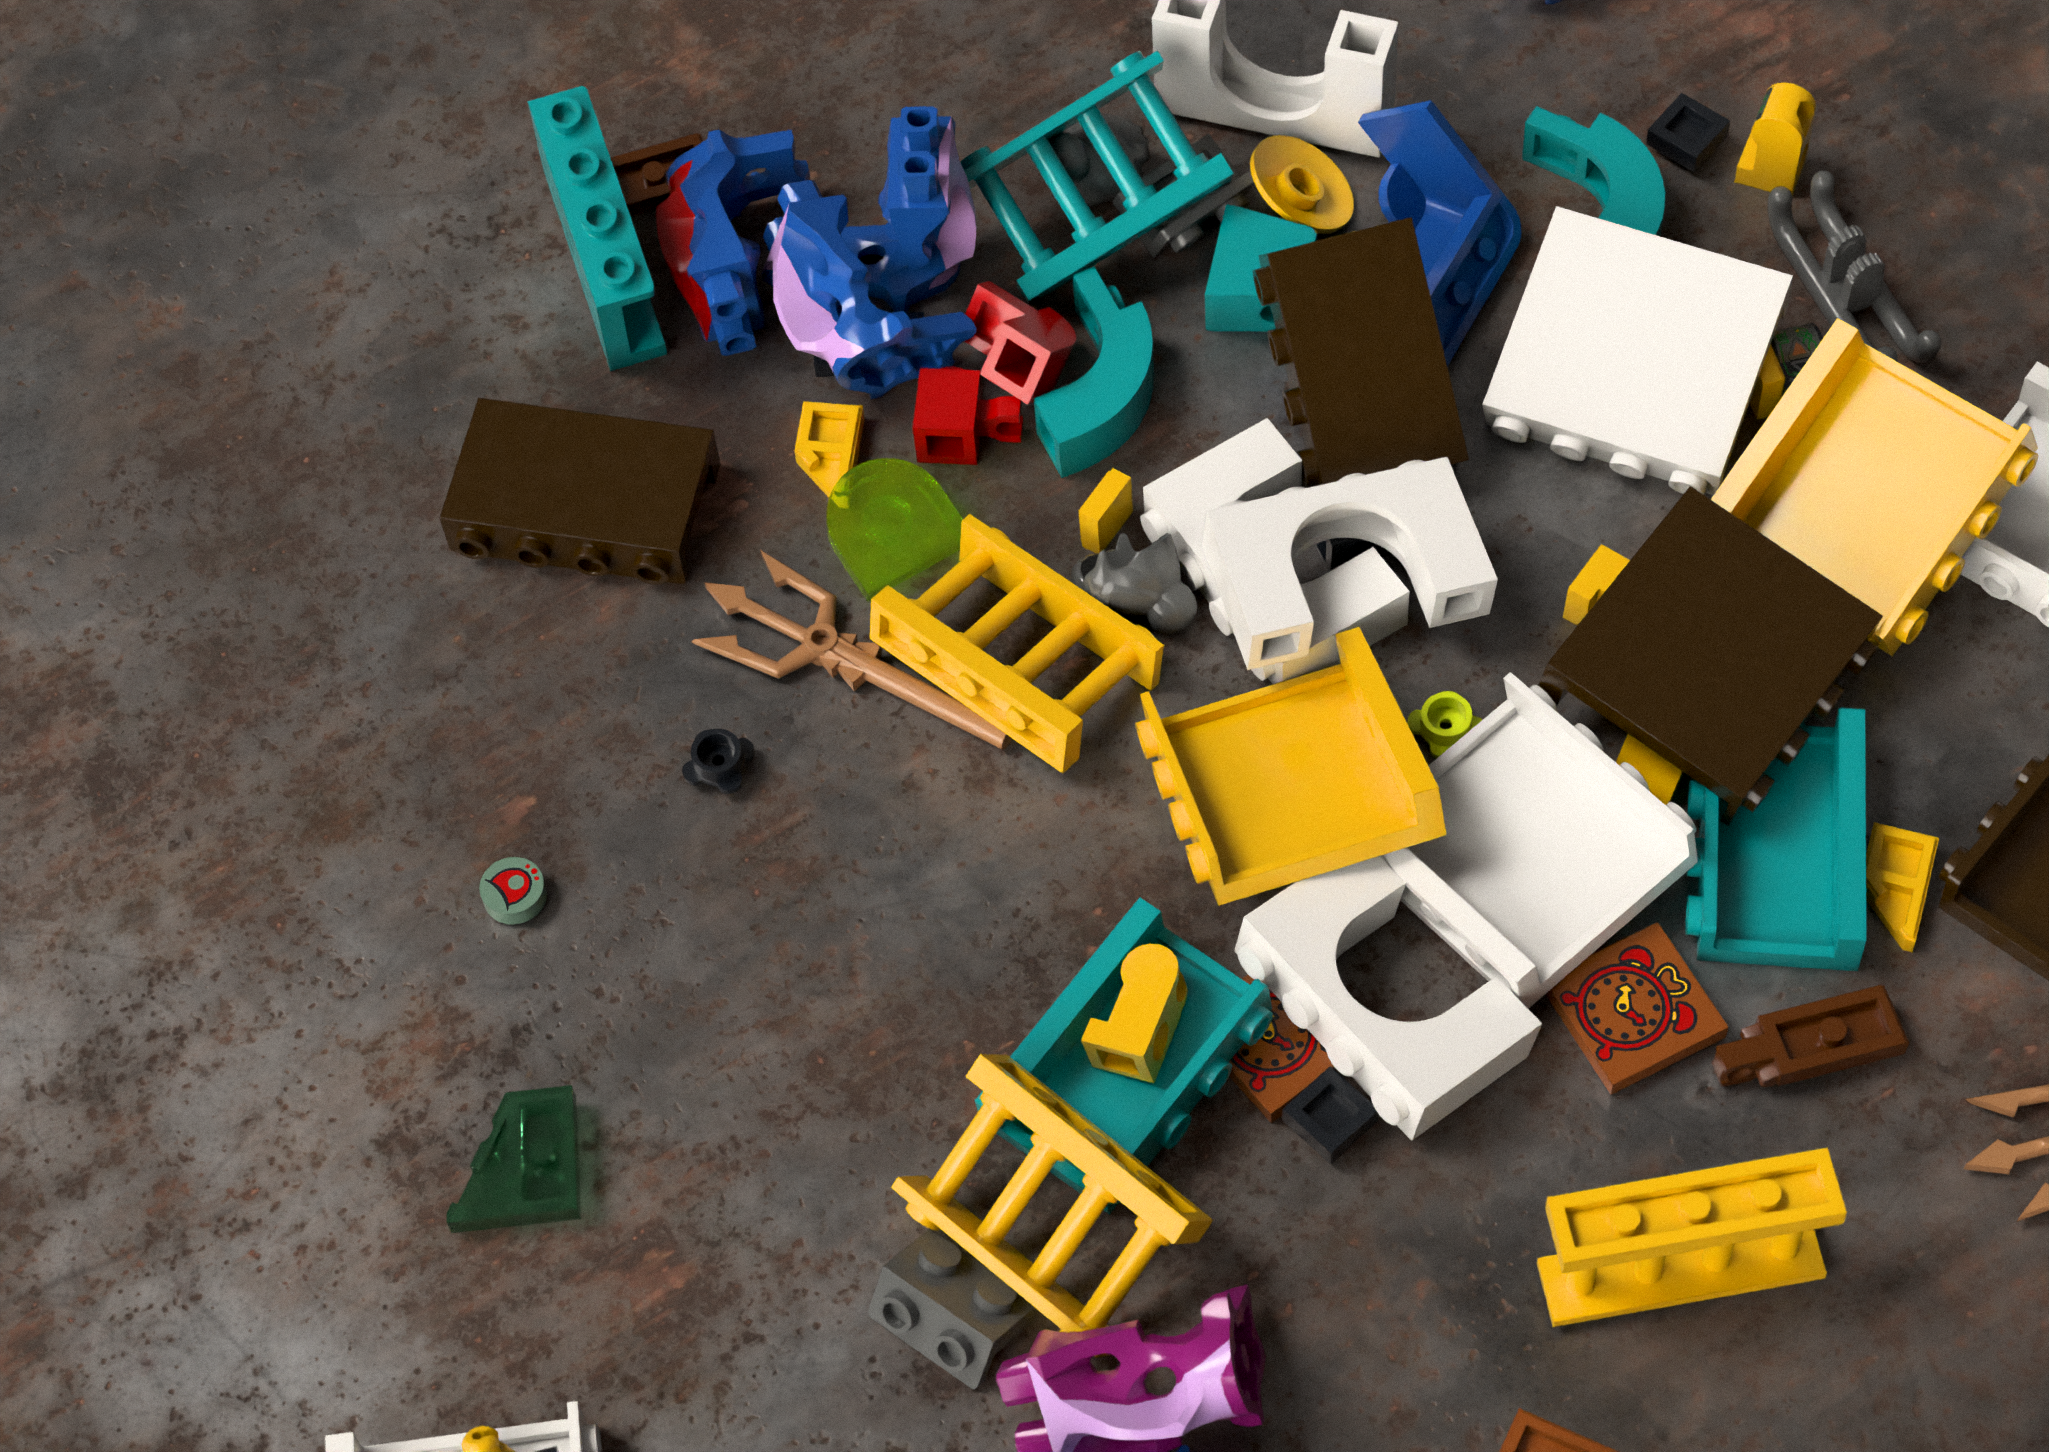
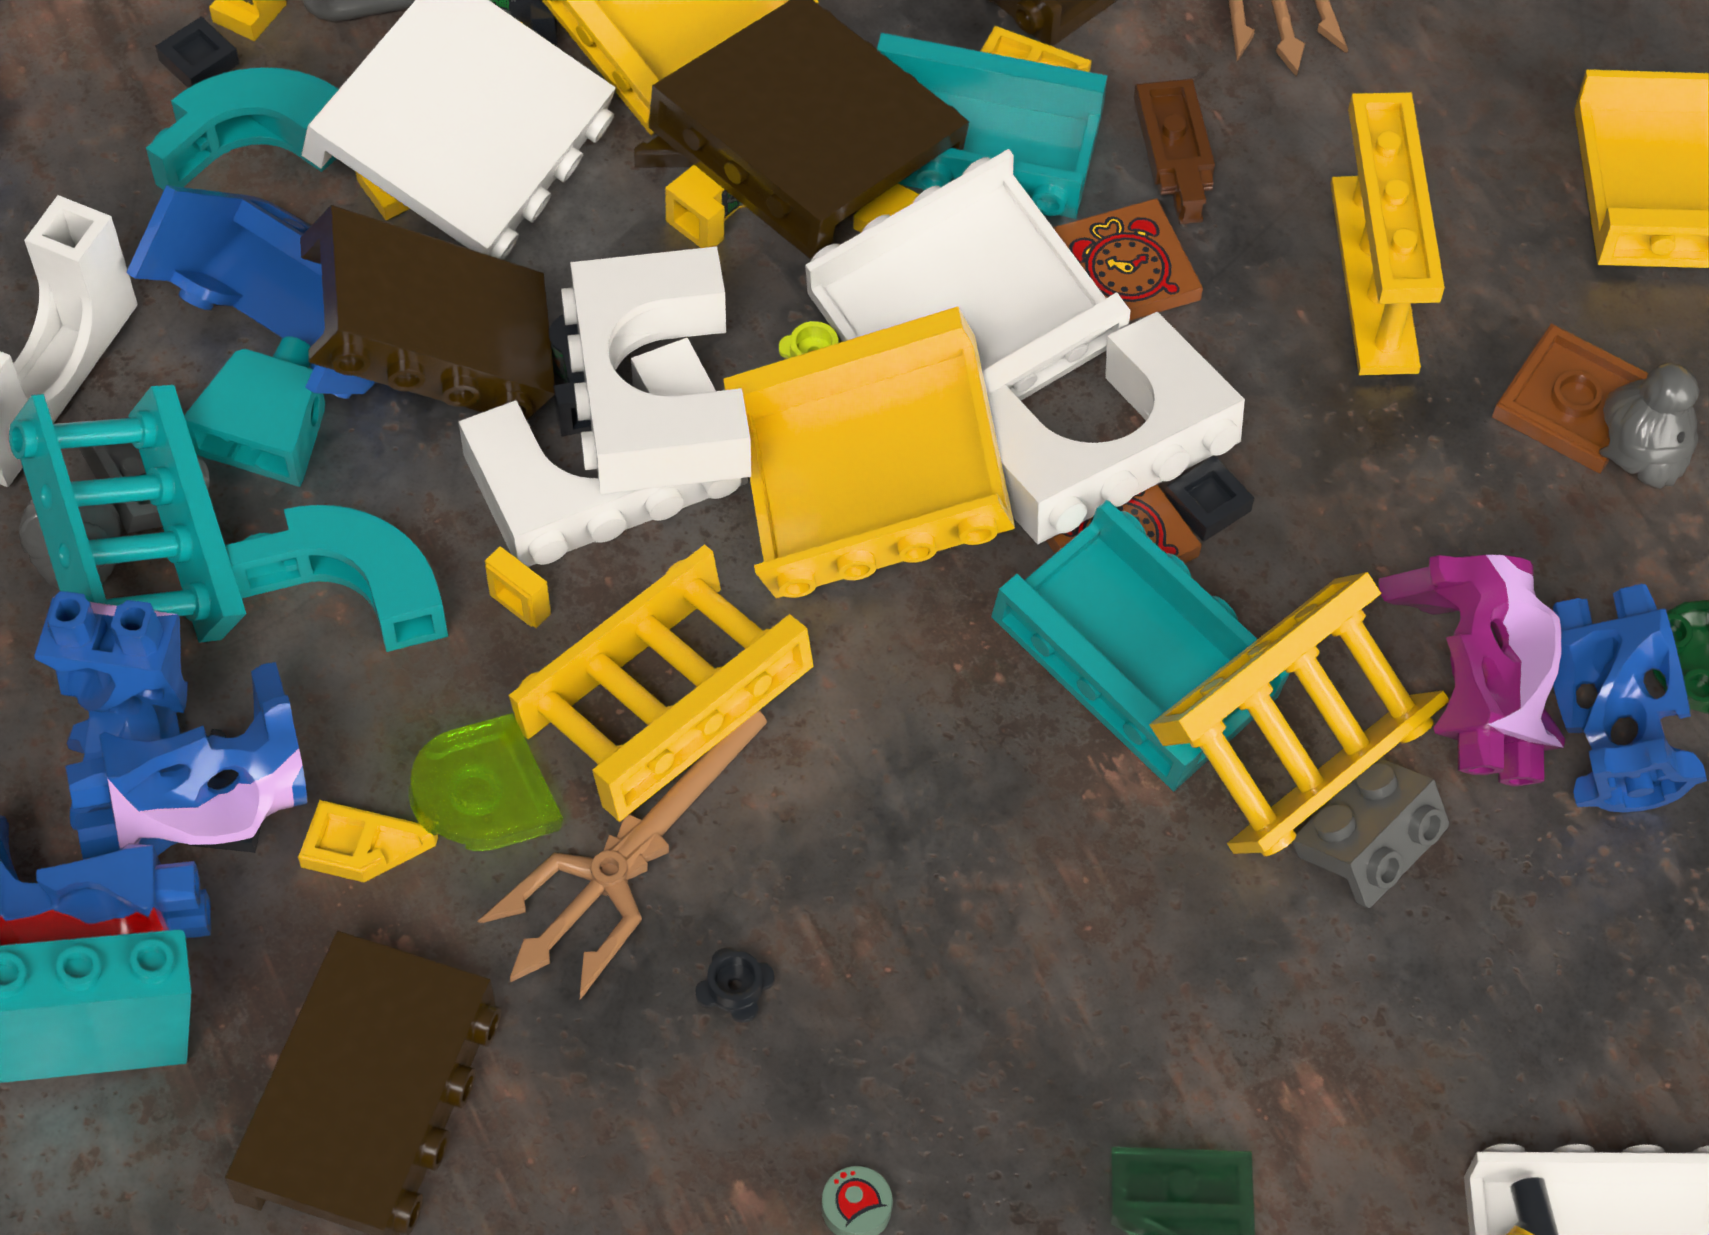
camera: 90 degrees left, 0 degrees up
(954, 416) = (362, 710): red brick -> none
(1021, 344) = (302, 619): red brick -> none
(1139, 583) = (608, 567): dark grey piece -> none
(1142, 1018) = (1111, 615): yellow leg -> none
(1301, 183) = (164, 361): yellow dish -> none

